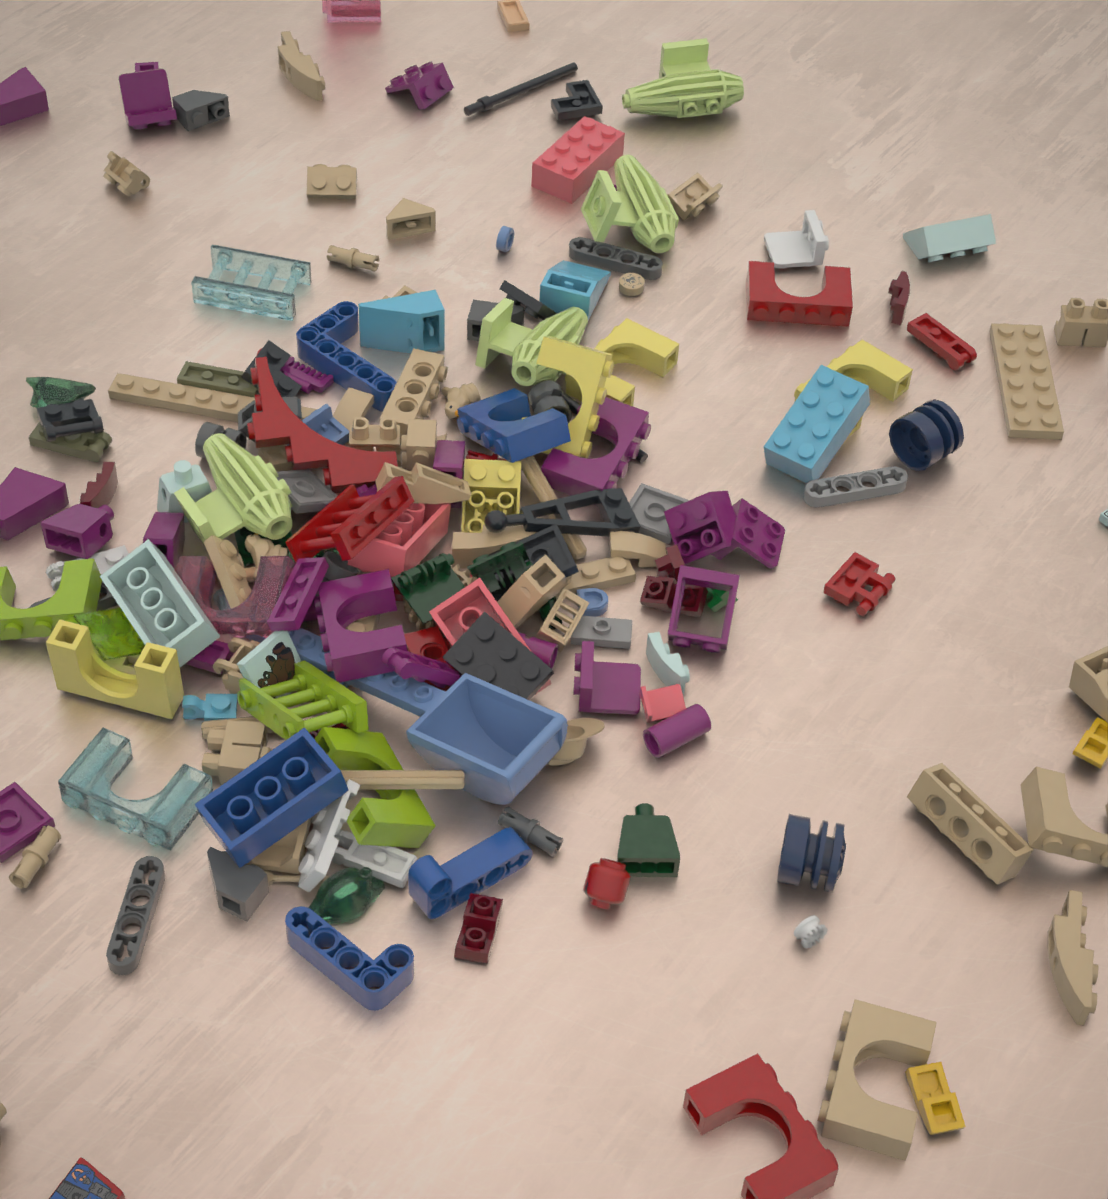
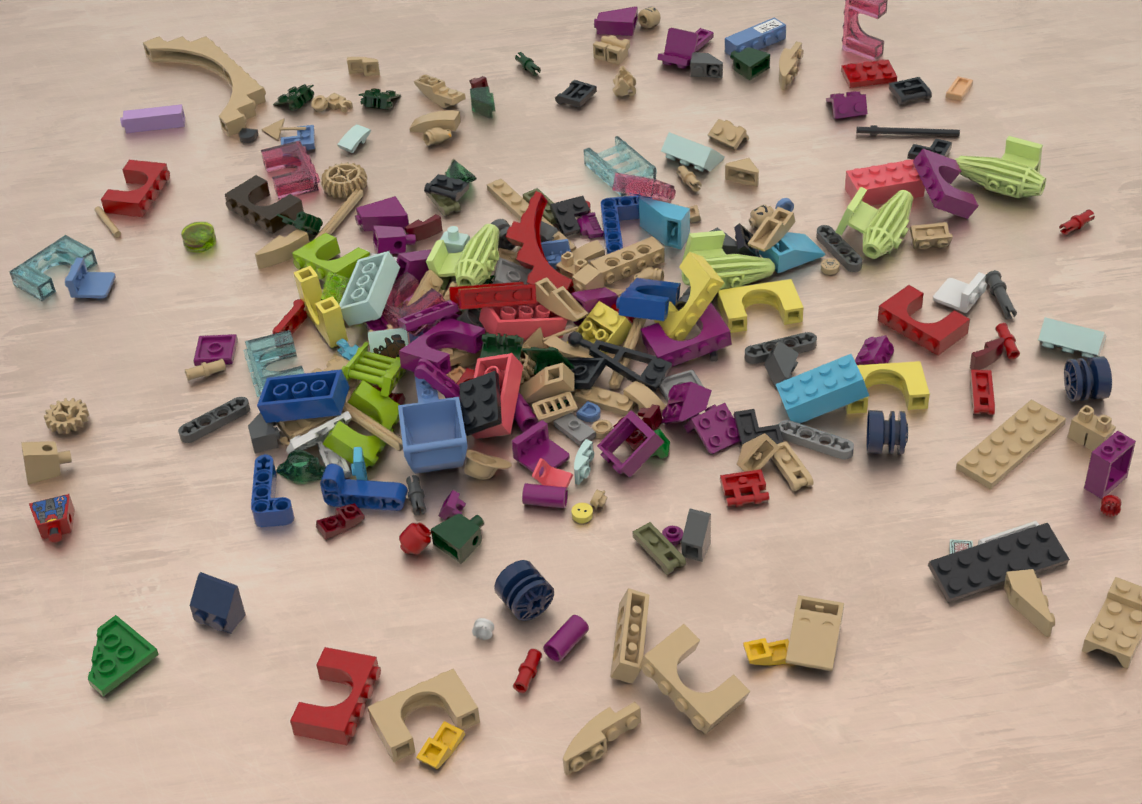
camera: 50 degrees right, 5 degrees down
(48, 133) = (611, 49): none -> tan hips
(50, 75) = (649, 17): none -> tan head
(74, 713) = (292, 319): none -> red plate
(83, 216) = (576, 93): none -> black plate
(218, 49) = (757, 36): none -> medium blue brick
(247, 82) = (750, 62): none -> dark green torso
(320, 225) = (691, 153): none -> light aqua slope
(344, 292) = (644, 187): none -> clear pink arch
(396, 39) = (869, 73): none -> red plate
(436, 546) = (537, 338): none -> tan piece
(437, 839) = (358, 467): none -> medium azure plate
(463, 34) = (909, 86): none -> black plate
(483, 1142) = (216, 603): none -> dark blue slope
(497, 263) = (759, 214): none -> tan head
(555, 268) = (772, 229): none -> tan slope
(589, 816) = (451, 505): none -> magenta tile
(629, 119) = (937, 174): none -> magenta arch
(632, 610) = (602, 428): none -> tan tile
(693, 403) = (802, 343): none -> dark grey beam
(730, 423) = (781, 363): none -> dark grey slope
(734, 695) = (598, 499): none -> tan plate
(734, 723) = (582, 512): none -> light yellow tile
(795, 356) = (875, 351): none -> magenta bracket
(798, 520) = (748, 427): none -> black plate
(806, 112) = (1077, 222): none -> red pin
(833, 536) = (756, 453): none -> tan slope
(836, 228) = (998, 289): none -> dark grey pin
(855, 684) = (673, 534): none -> magenta plate
(863, 707) = (659, 547): none -> olive plate
(872, 530) = (791, 467): none -> tan plate
(893, 270) = (1009, 341): none -> red pin
(894, 666) = (696, 535): none -> dark grey slope
(906, 875) = (566, 638): none -> magenta pin
(913, 942) = (527, 670): none -> red pin
(1024, 272) = (1087, 378): none -> dark blue wheel

